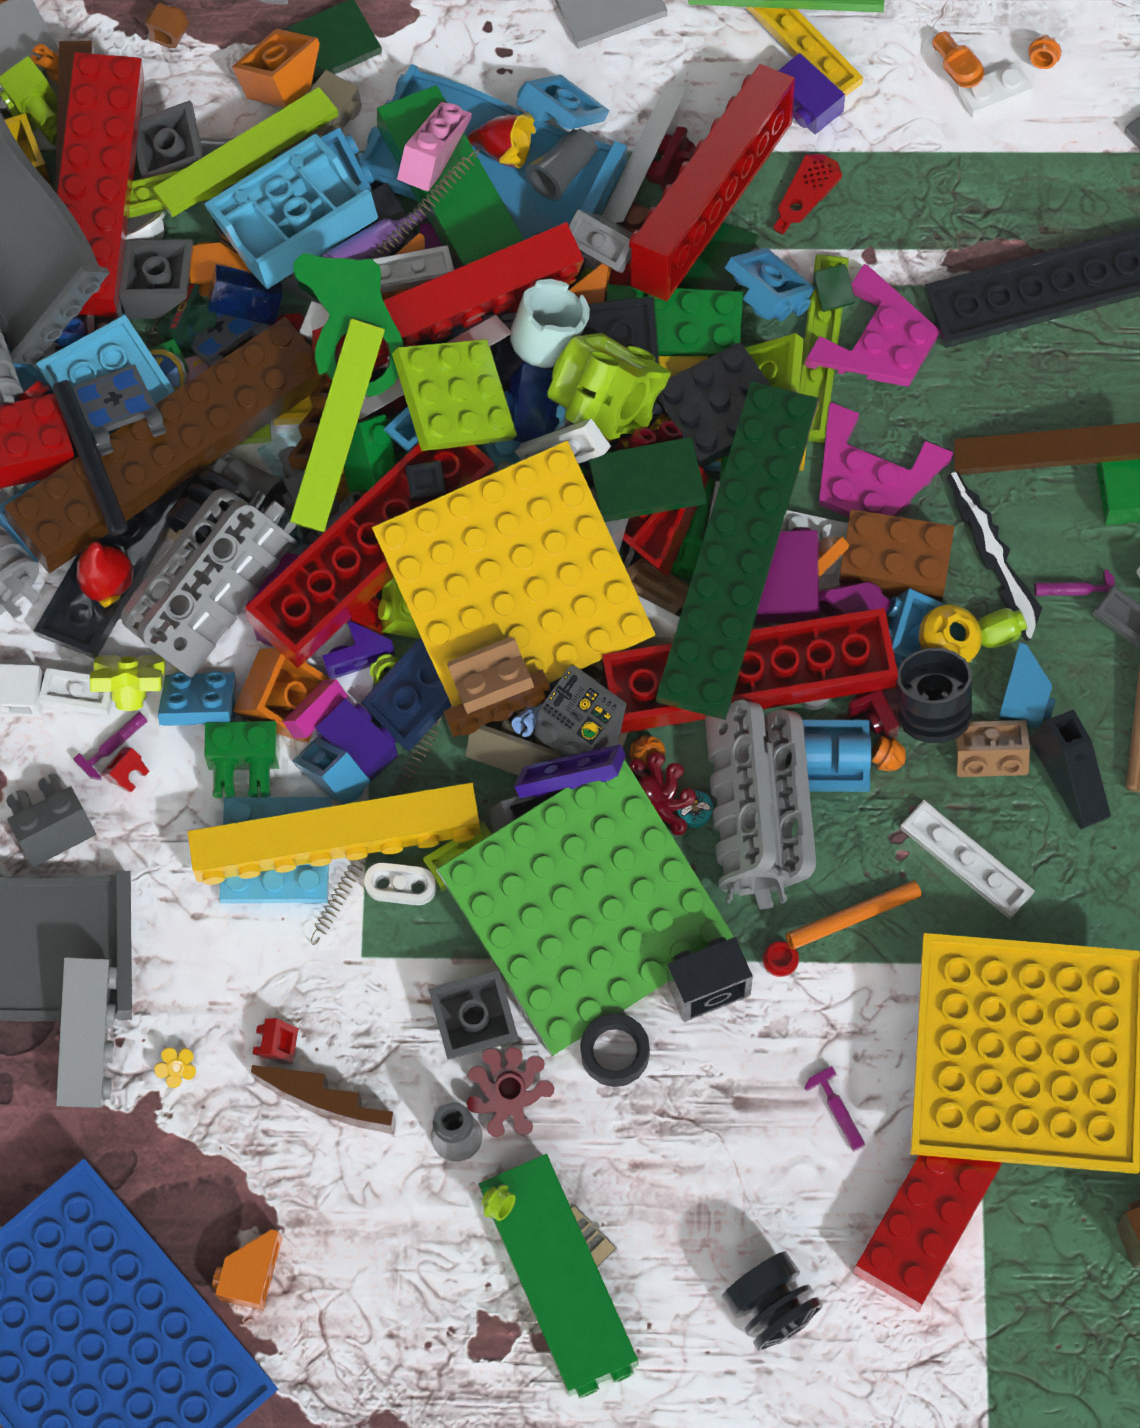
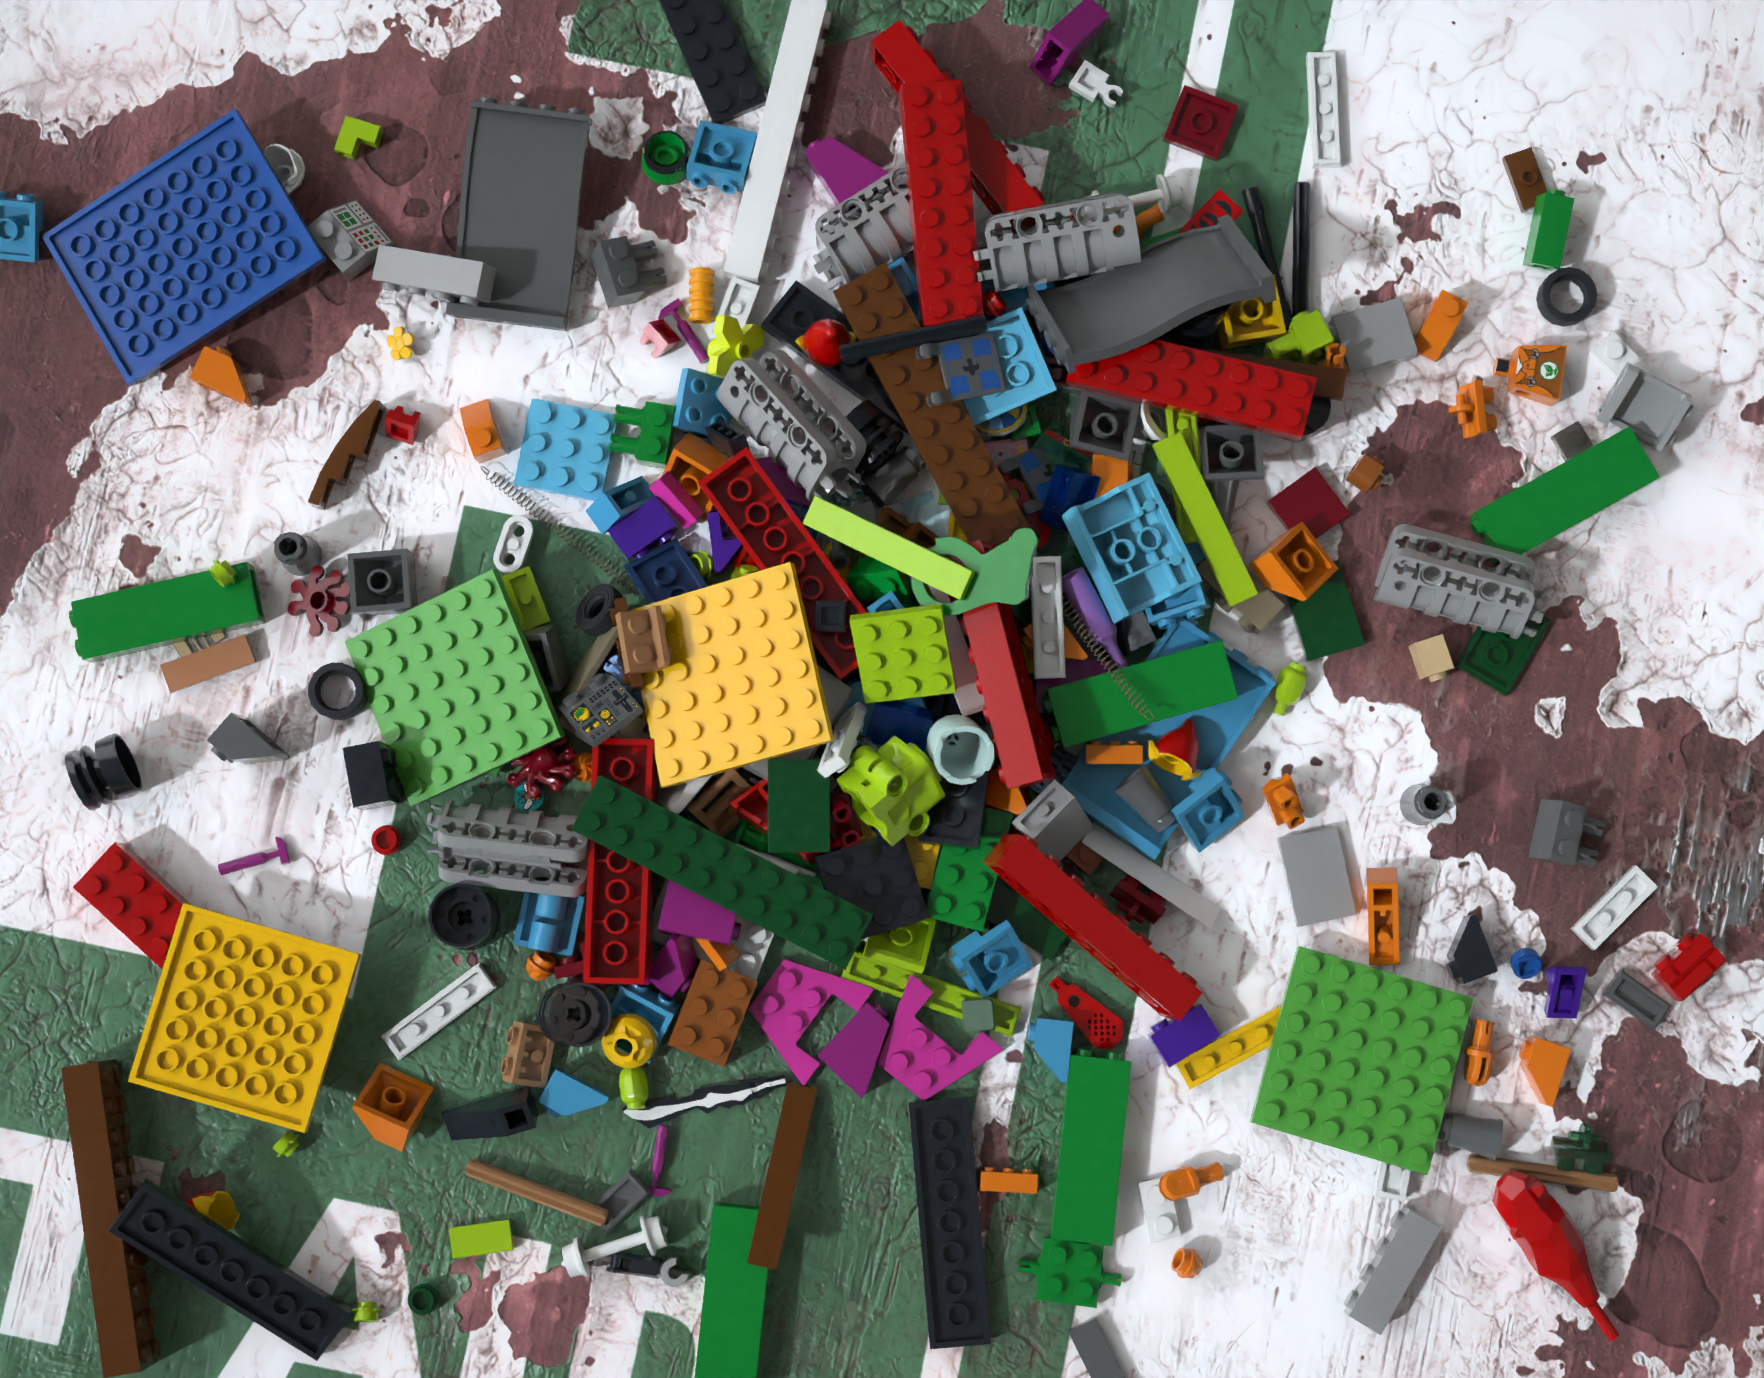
camera: 95 degrees right, 15 degrees up
(51, 1149) = (349, 237): none -> light grey slope
(66, 732) = (701, 295): none -> light orange piece
(209, 77) = (1309, 502): none -> dark red tile
(235, 652) = (727, 437): none -> black piece
(267, 947) = (482, 431): none -> orange slope
(334, 833) = (557, 496): yellow brick -> none
(406, 53) = (1289, 687): none -> lime plant
(432, 146) = (1168, 683): bright pink slope -> none
(467, 747) = (589, 605): none -> black tyre
(519, 203) = (1113, 753): none -> orange piece
(537, 39) = (1283, 802): none -> orange hips
(570, 771) = (552, 692): dark purple plate -> none
(611, 1215) = (208, 663): none -> nougat tile
(700, 1137) = (243, 742): none -> dark grey slope
(848, 213) = (1053, 1044): none -> dark azure slope
(850, 820) = (447, 919): none -> black wheel
(853, 915) = (407, 906): orange piece -> none
(898, 404) = (857, 1047): none -> magenta slope
(948, 160) = (1090, 1148): none -> green brick
(1003, 232) = (1008, 1180): none -> orange piece
(1085, 160) = (1069, 1272): none -> green plate
(1089, 879) = (392, 1105): none -> orange slope

